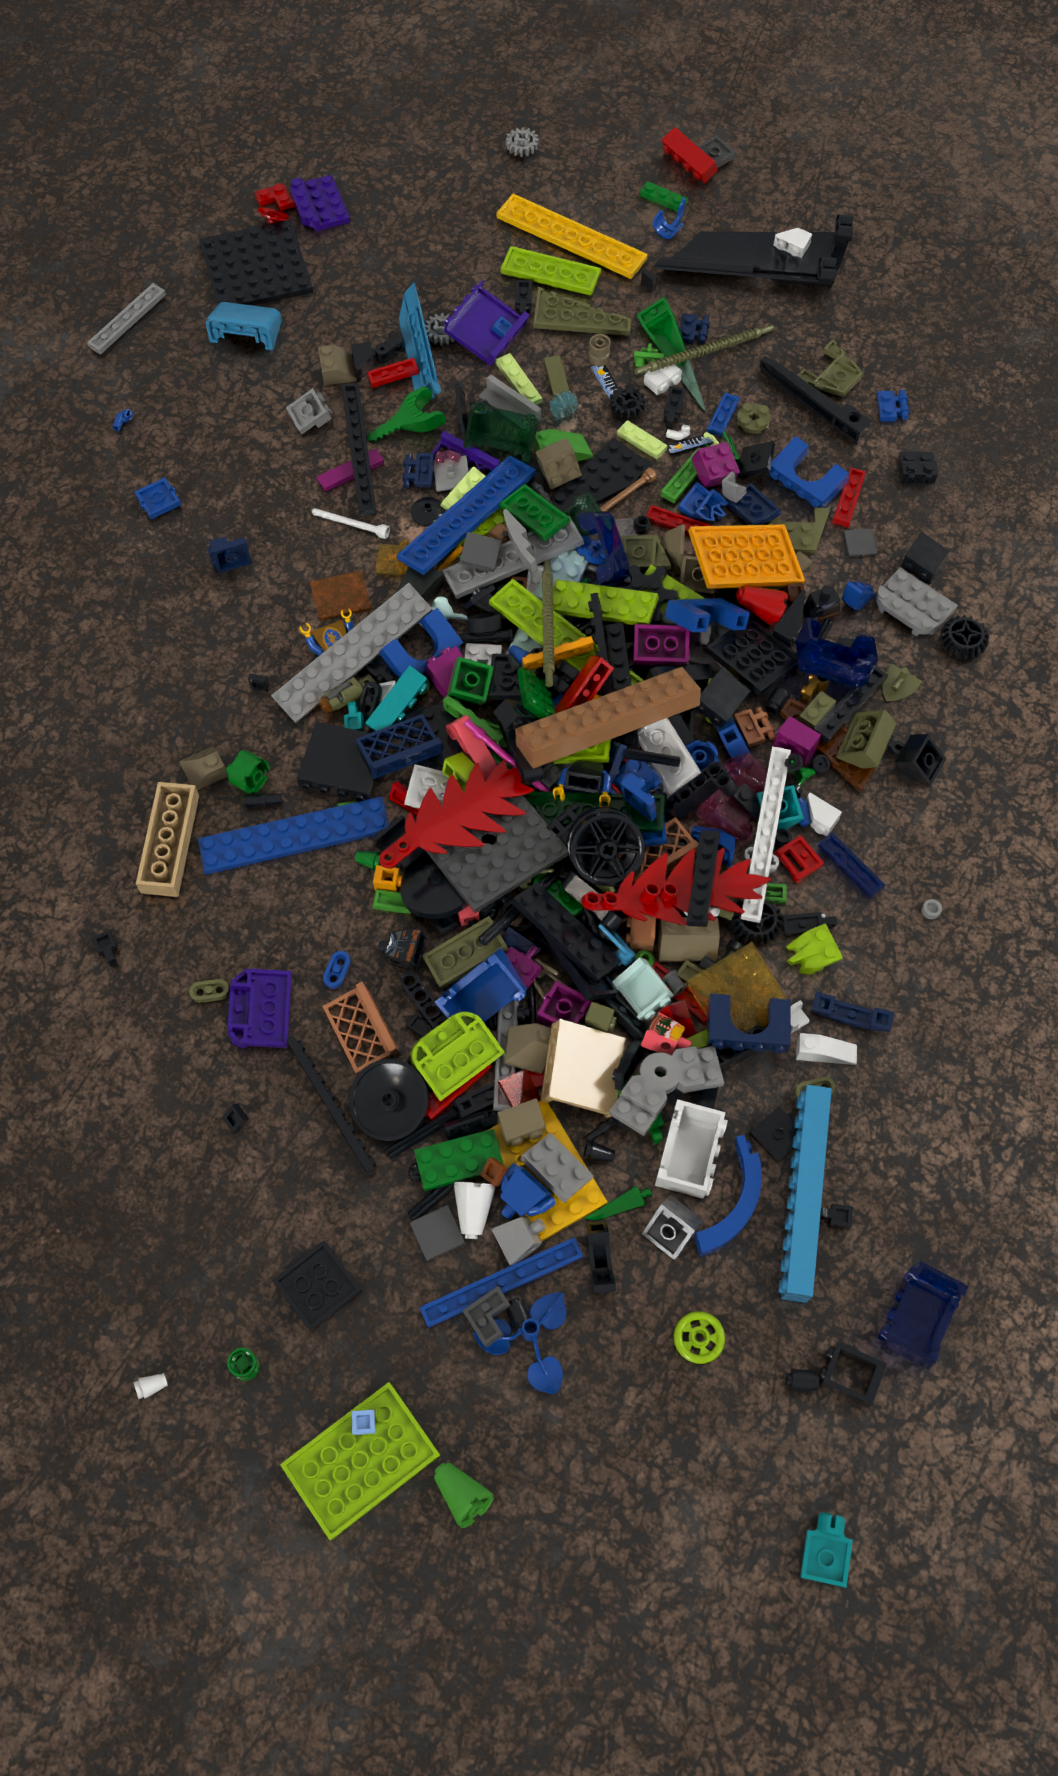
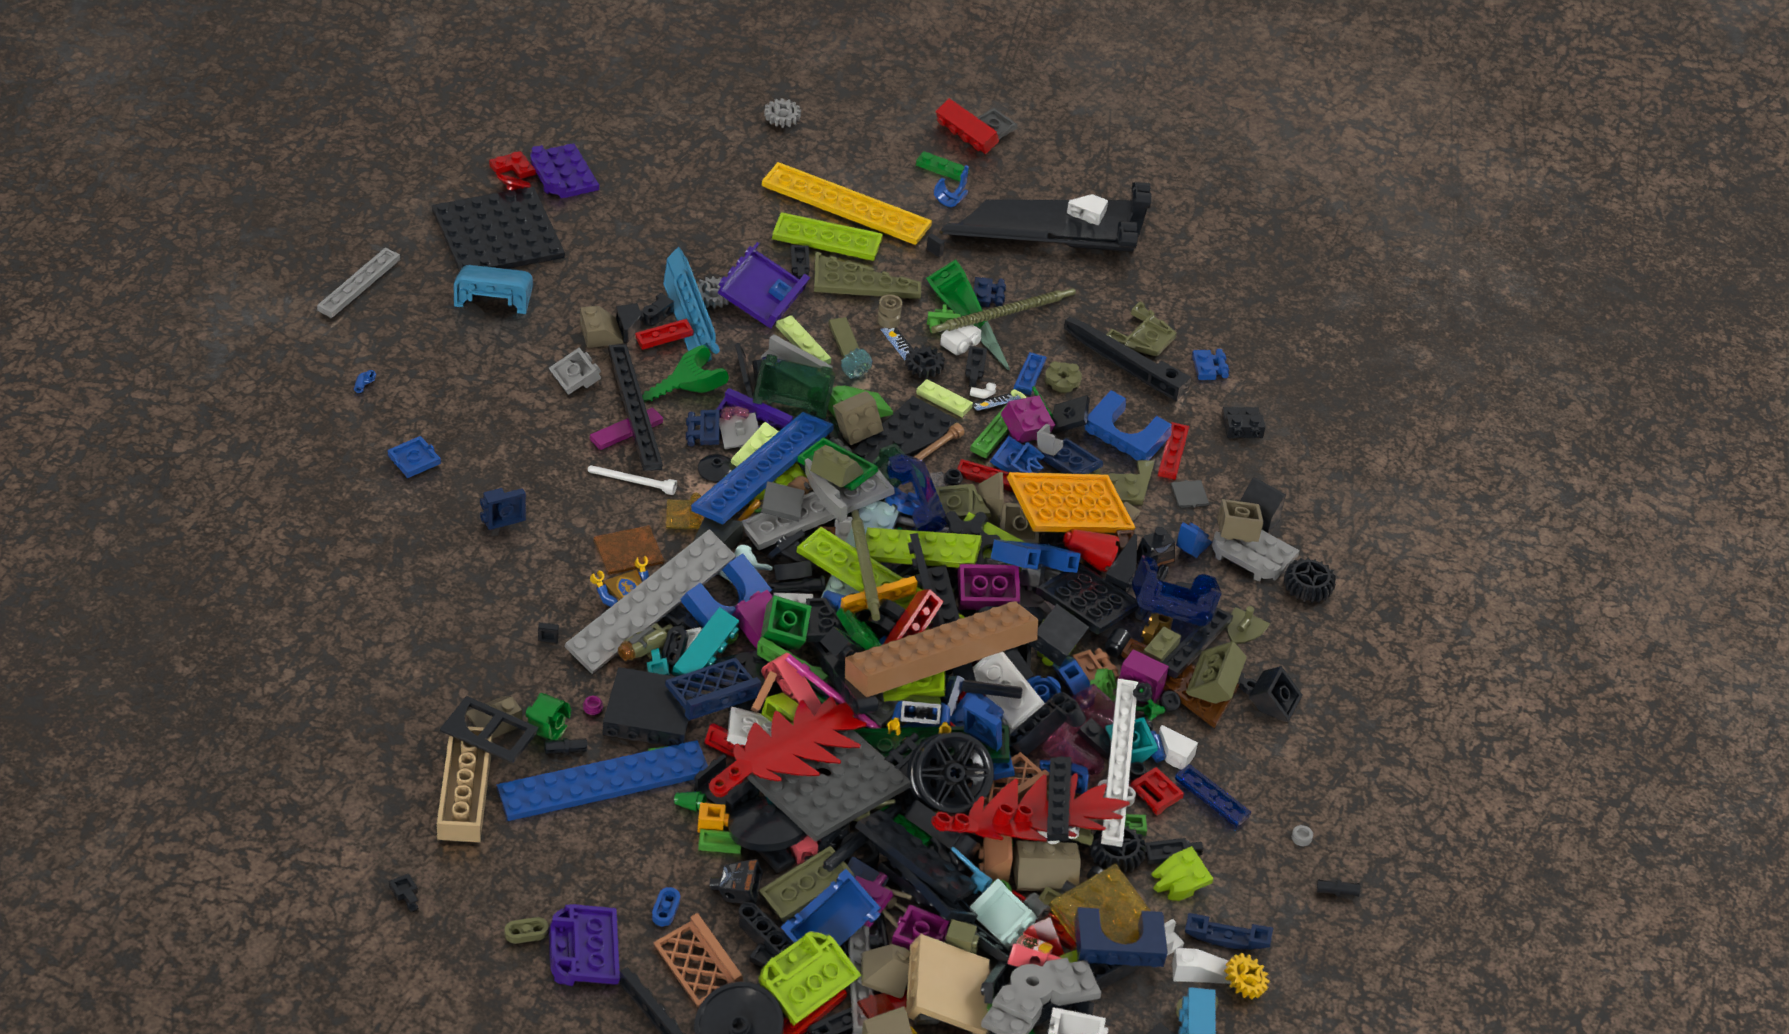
camera: 10 degrees left, 20 degrees down
(162, 785) = (457, 728): none -> black window
(292, 758) = (593, 705): none -> magenta plate
(443, 753) = (763, 692): none -> nougat tile
(528, 520) = (835, 466): none -> olive slope
(760, 748) = (1105, 681): none -> bright green plate
(864, 1061) = (1246, 976): none -> yellow gear
(903, 577) = (1240, 520): none -> dark tan brick
(960, 967) = (1338, 887): none -> black pin

